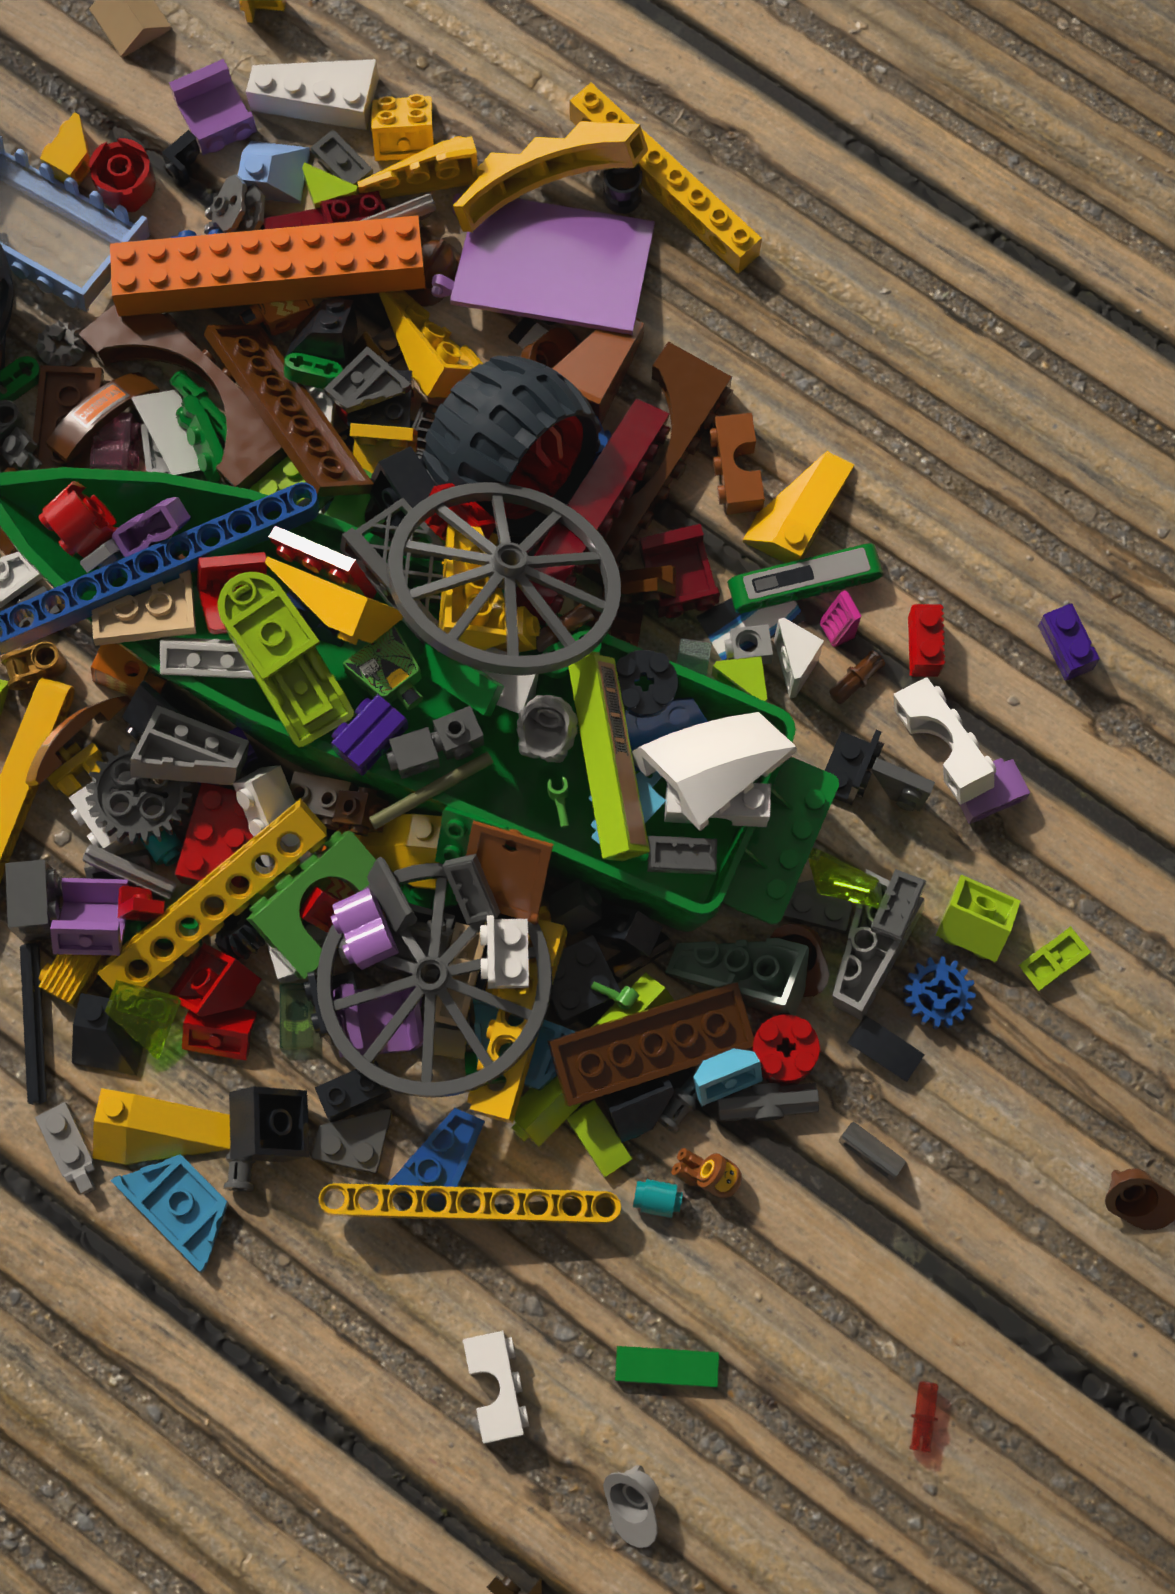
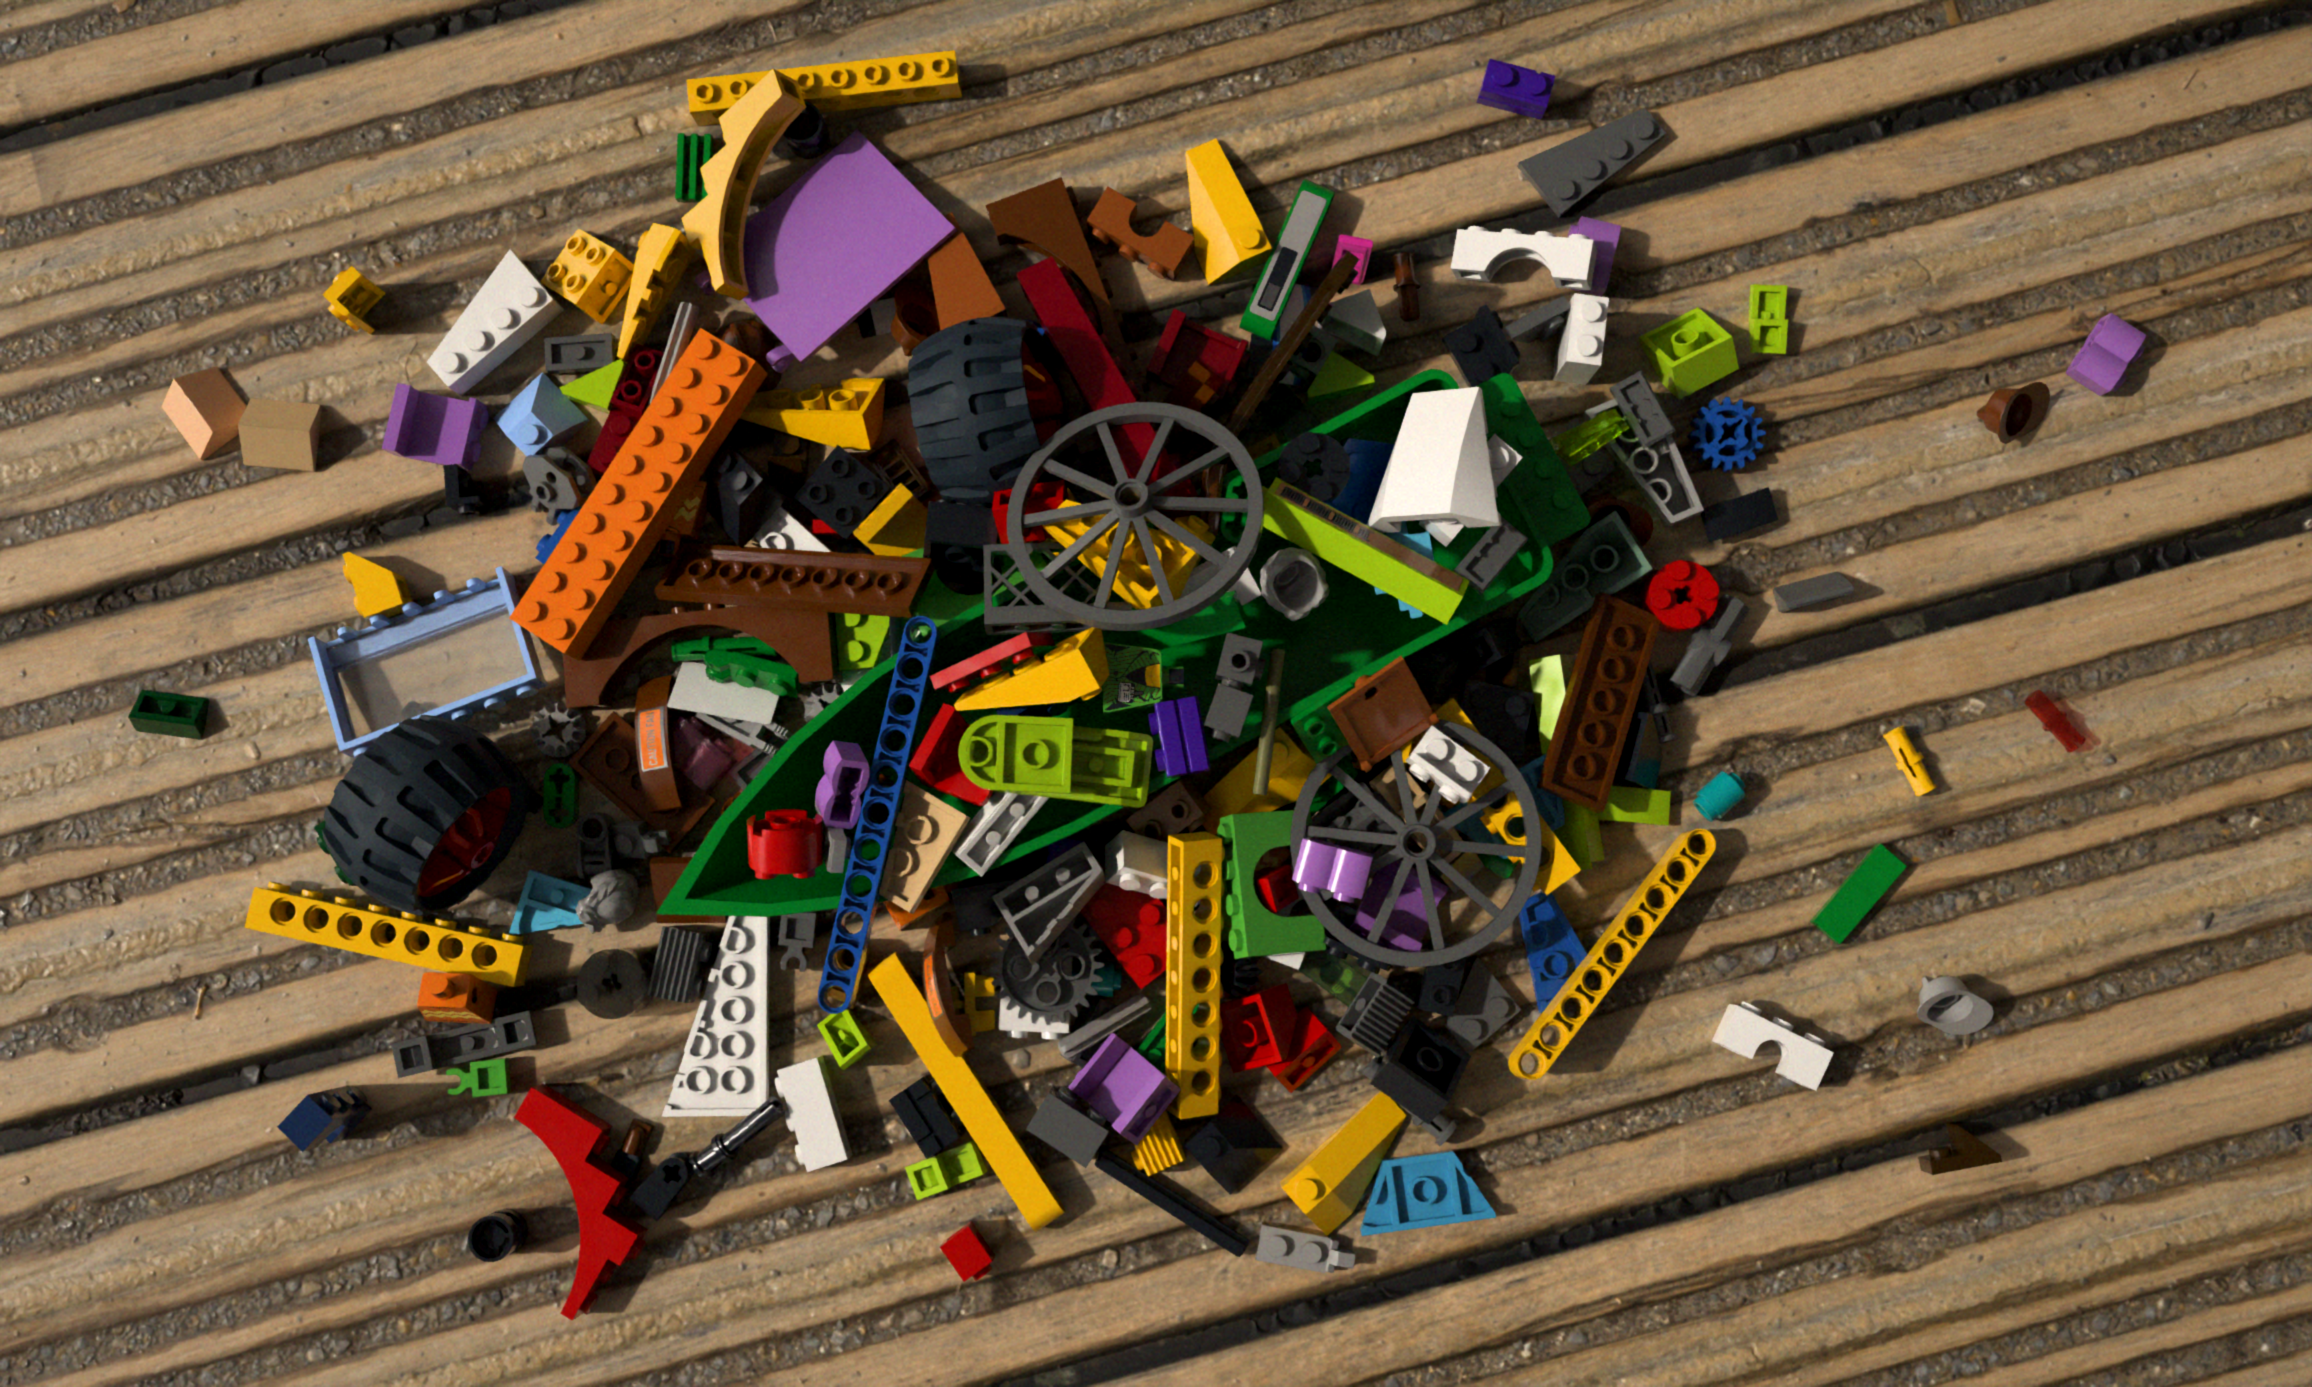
camera: 45 degrees left, 10 degrees up
(122, 174) = (421, 550): red brick -> none
(138, 904) = (1141, 1040): red bracket -> none
(143, 1014) = (1242, 1104): clear neon green wing -> none
(288, 1063) = (1375, 1014): none -> dark grey brick
(310, 370) = (772, 530): green beam -> none
(364, 804) = (1214, 792): reddish brown brick -> none
(366, 382) = (823, 493): dark grey wing -> none
(390, 896) = (1320, 824): dark grey slope -> none
(471, 888) = (1374, 752): dark grey plate -> none
(532, 127) = (695, 140): none -> green tile
(559, 798) = (1362, 620): bright green hand -> none
(624, 999) = (1543, 694): bright green hand -> none
(713, 1174) = (1734, 736): dark orange piece -> none
(715, 617) = (1292, 343): none -> dark brown wing
(726, 1074) = (1668, 660): medium azure slope -> none
(802, 1326) = (1909, 761): none -> yellow pin
(917, 824) = (1581, 339): none -> white brick
(926, 640) = (1421, 203): red brick -> none
(1060, 737) = (1586, 162): none -> dark grey wing

